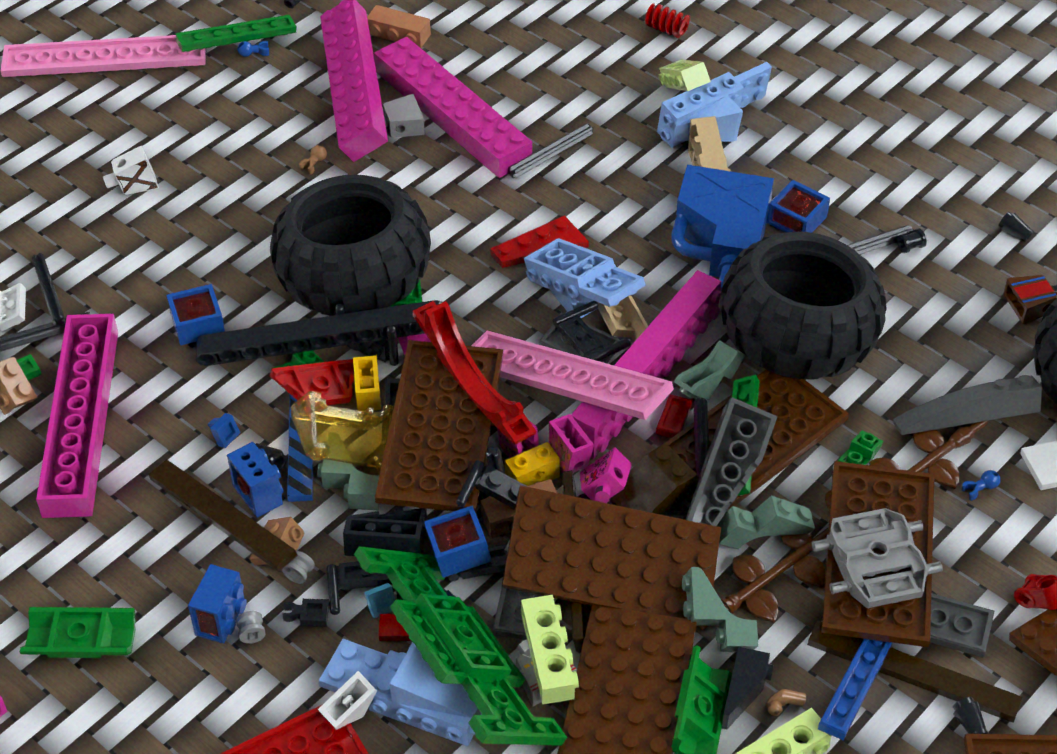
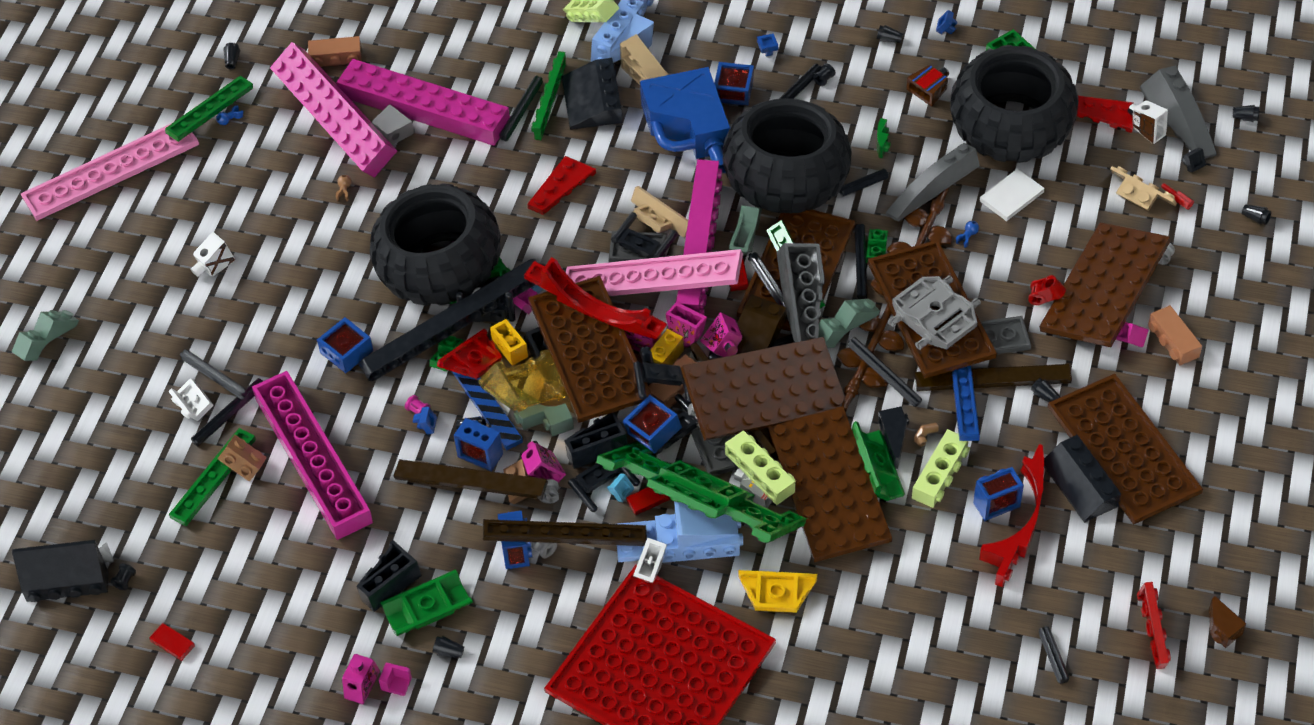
camera: 25 degrees left, 5 degrees up
(58, 583) = (388, 577): none -> black wedge
(65, 694) = (446, 647): none -> black cone
(226, 407) = (416, 406): none -> dark pink bush
(269, 620) = (564, 532): none -> dark brown tile
(308, 531) = (542, 462): none -> dark pink torso
(311, 612) = (579, 514): black plate -> none
(580, 275) = (614, 198): light blue wedge -> none
(588, 149) = (550, 90): none -> green plate
(636, 166) = (592, 95): none -> black slope
(707, 609) = (844, 394): sand green arch -> none
(777, 604) = (886, 373): none -> black axle
(826, 468) = (861, 272): none -> black axle
(864, 184) = (767, 44): none -> blue tile
(887, 375) = (864, 182): none -> black axle
(938, 333) = (882, 138): none -> green slope

